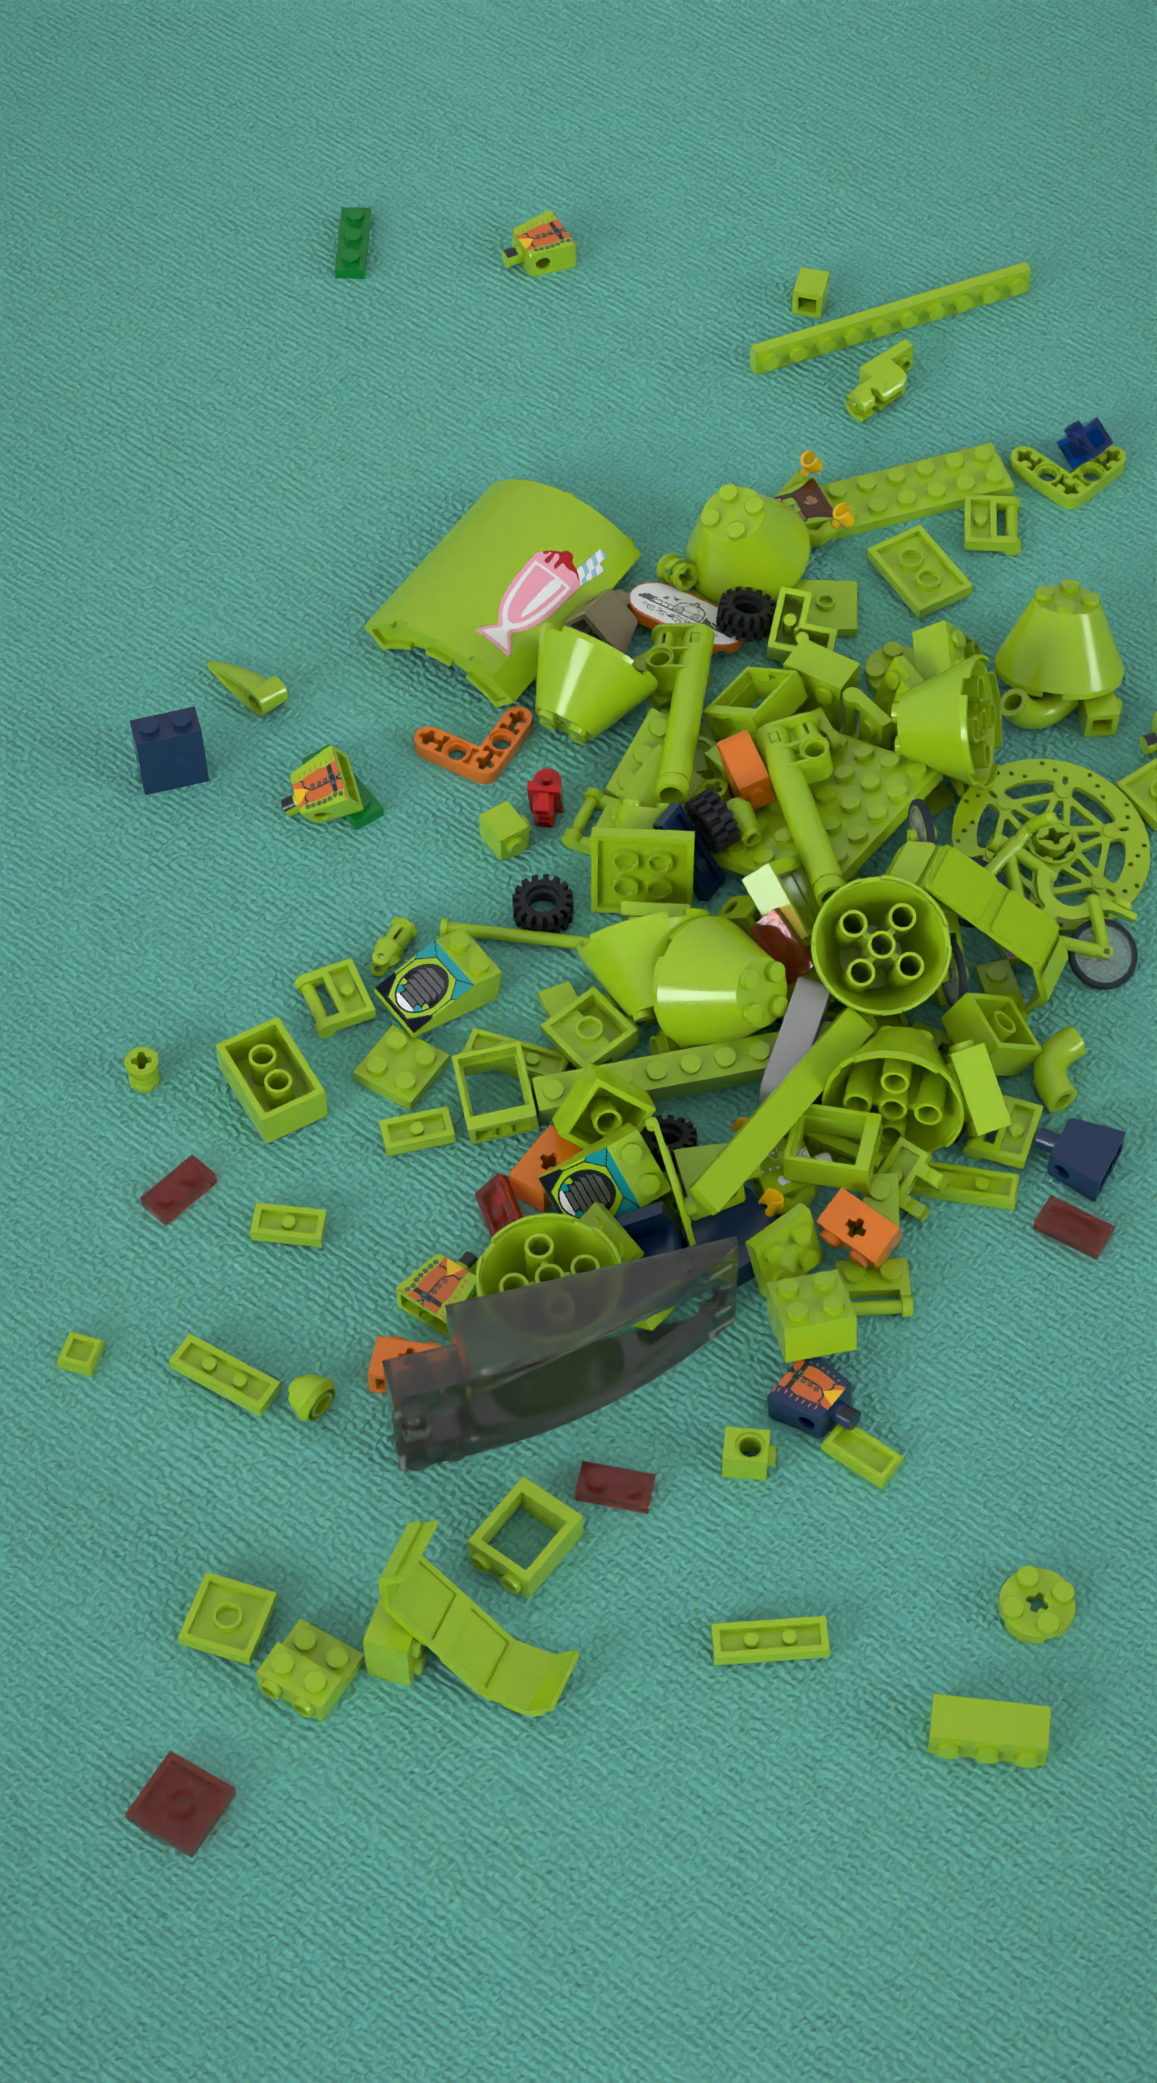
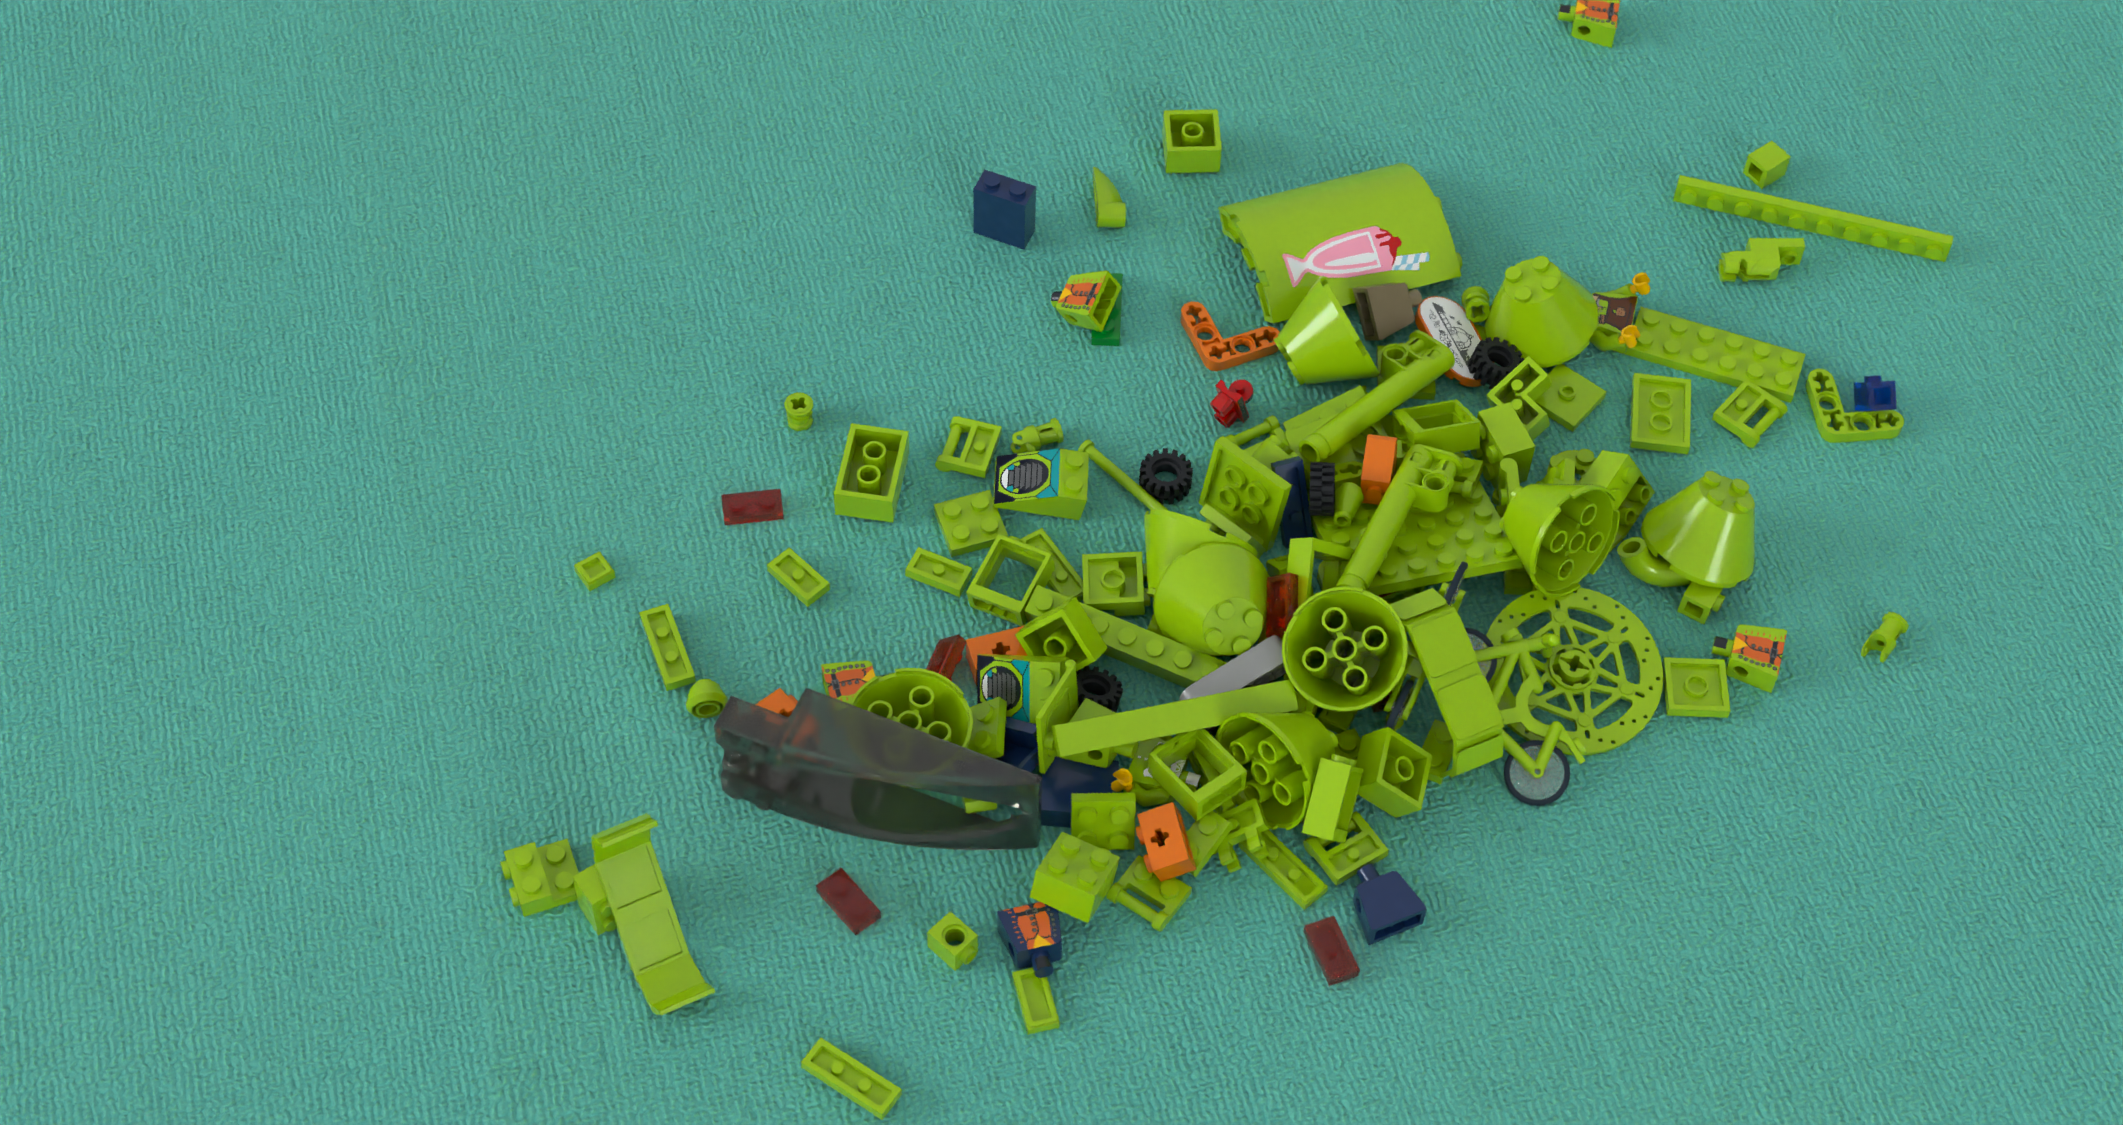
camera: 35 degrees right, 0 degrees up
(181, 1804) = (386, 902): clear red plate -> none
(228, 1618) = (523, 805): lime plate -> none
(282, 579) = (1191, 141): none -> lime brick
(504, 830) = (1187, 408): lime brick -> none
(544, 1508) = (759, 914): lime window -> none
(556, 998) = (1117, 543): lime tile -> none
(1051, 1068) = (1420, 828): lime cylinder -> none

